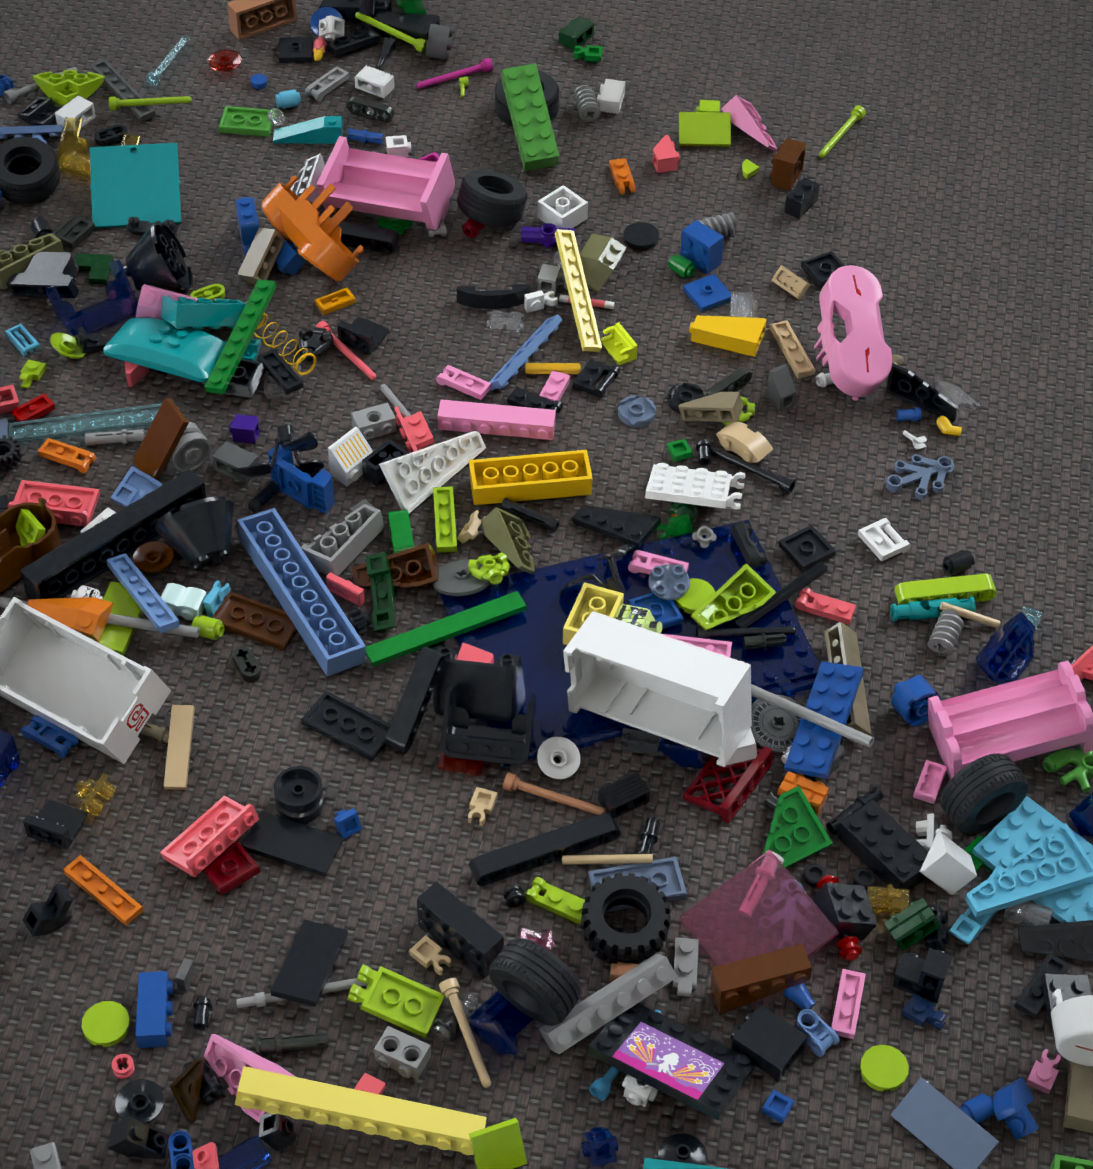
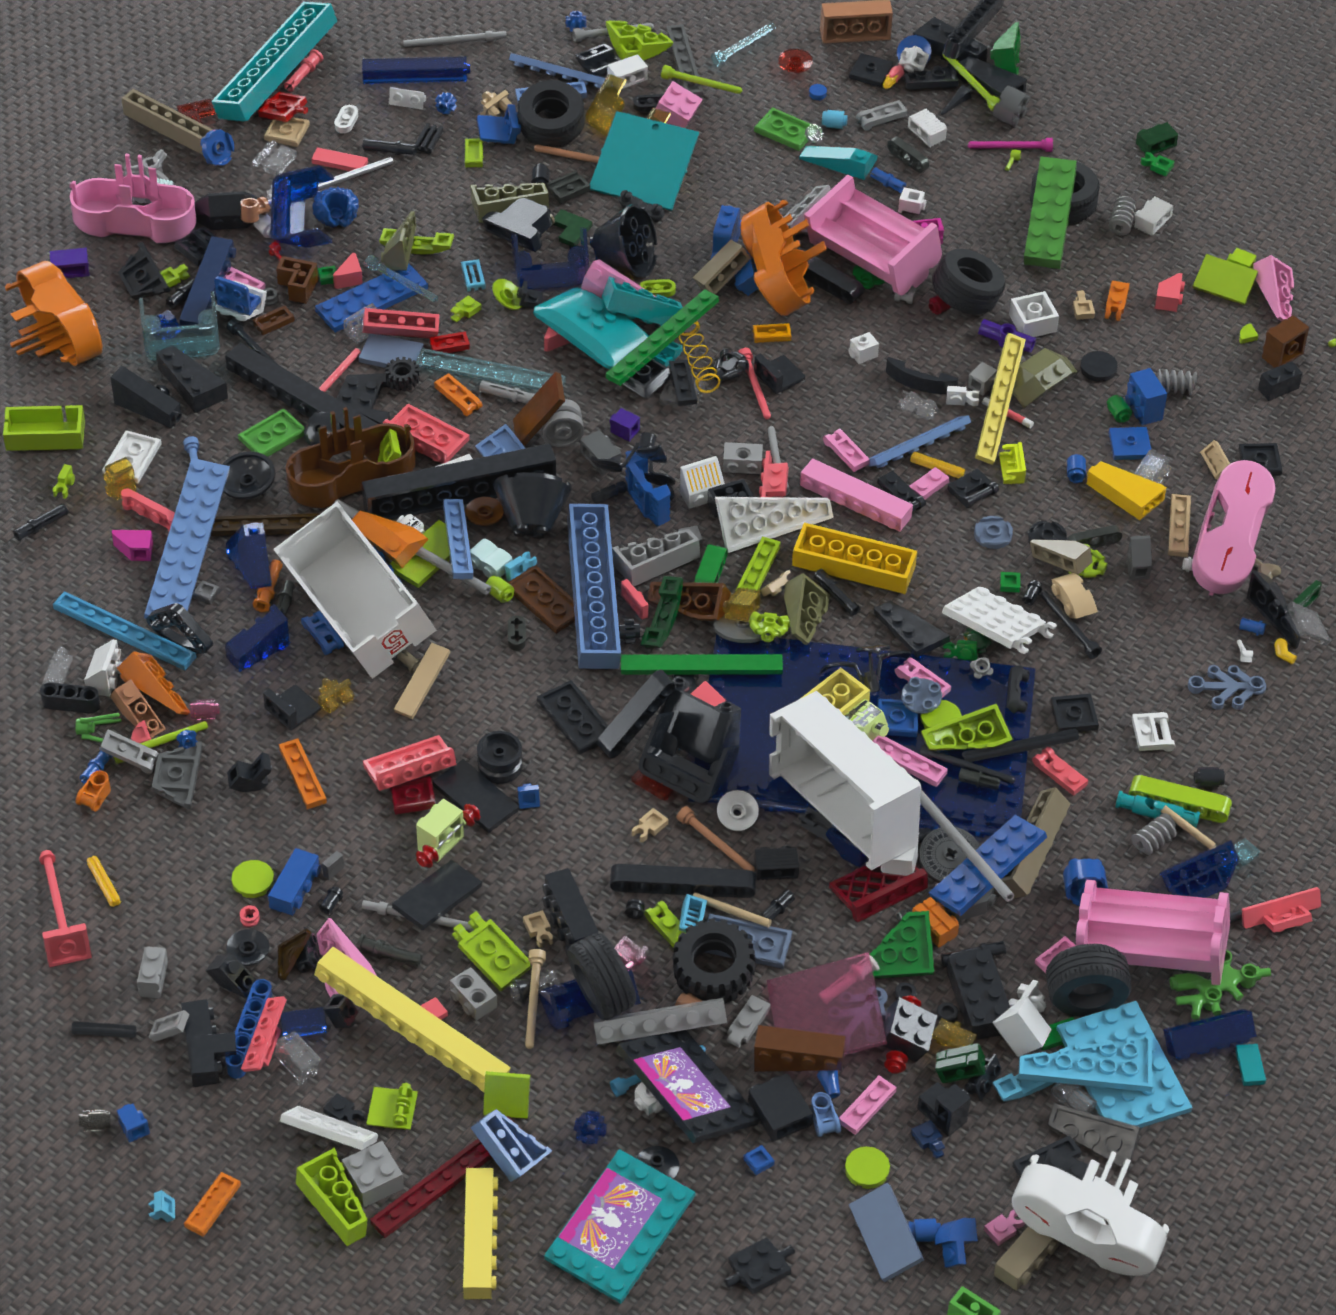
camera: 25 degrees right, 0 degrees up
(56, 202) = (565, 153): none -> nougat piece
(141, 124) = (680, 103): none -> bright pink brick
(281, 893) = (442, 830): none -> yellowish green brick
(427, 286) = (863, 348): none -> white brick
(451, 557) = (742, 604): none -> clear yellow brick
(573, 866) = (693, 903): none -> medium azure slope
(598, 191) = (1083, 308): none -> tan plate
(676, 329) = (1076, 468): none -> blue brick
(940, 368) = (1309, 595): none -> dark green tile

